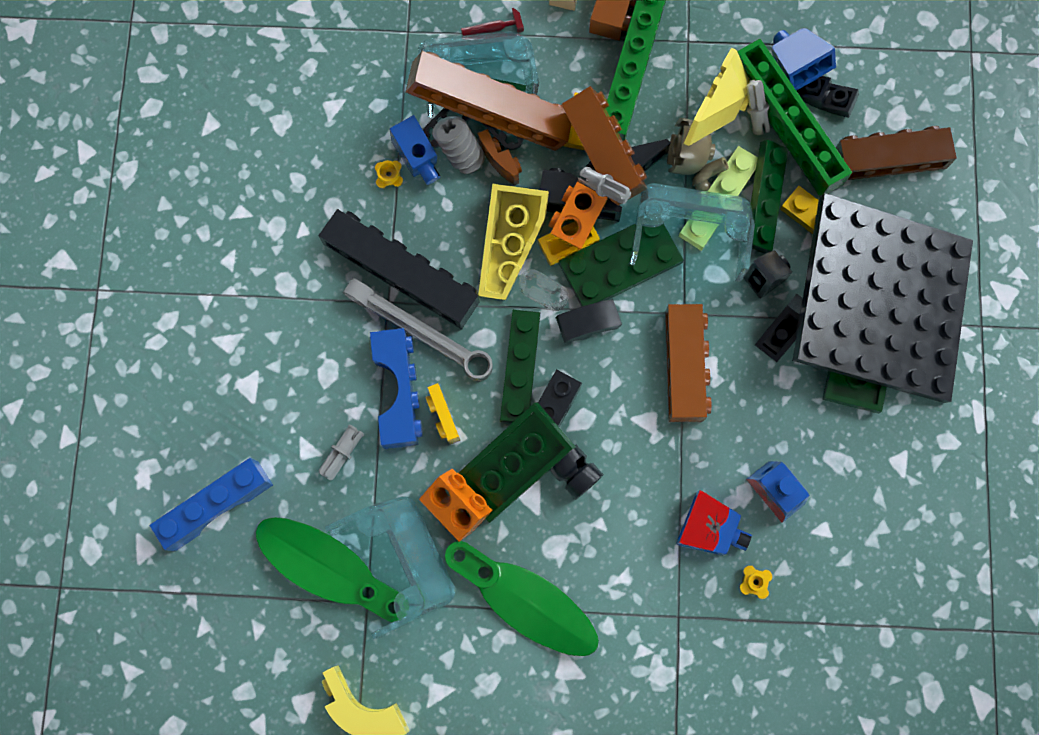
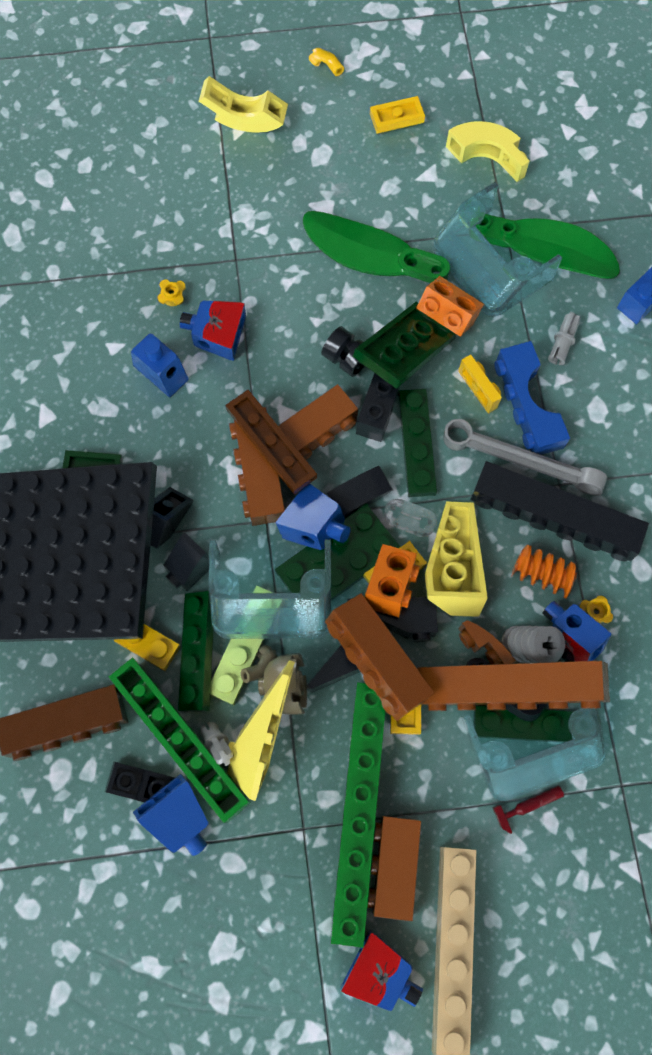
camera: 165 degrees right, 5 degrees down
(427, 215) = (545, 570): none -> orange piece
(604, 185) = (371, 600): light grey axle -> none
(622, 396) = (320, 421): none -> dark orange brick
(640, 294) = (312, 519): none -> blue torso
(673, 372) = (271, 441): none -> reddish brown plate

